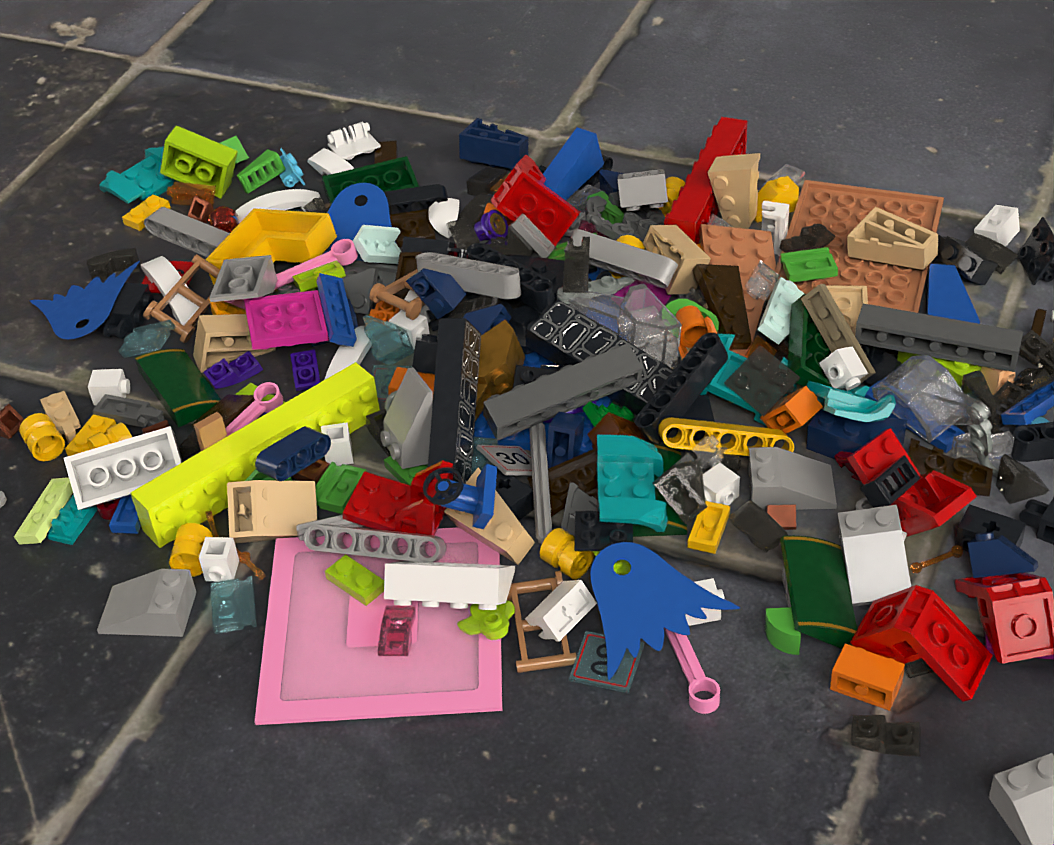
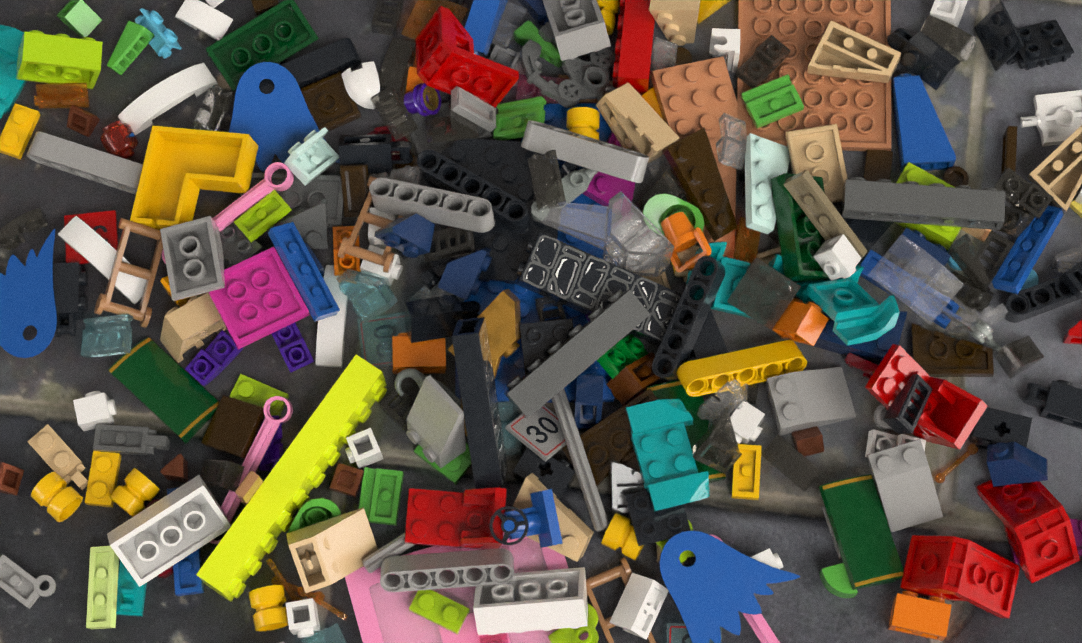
camera: 15 degrees left, 30 degrees up
(293, 453) = (336, 489): dark blue beam -> none

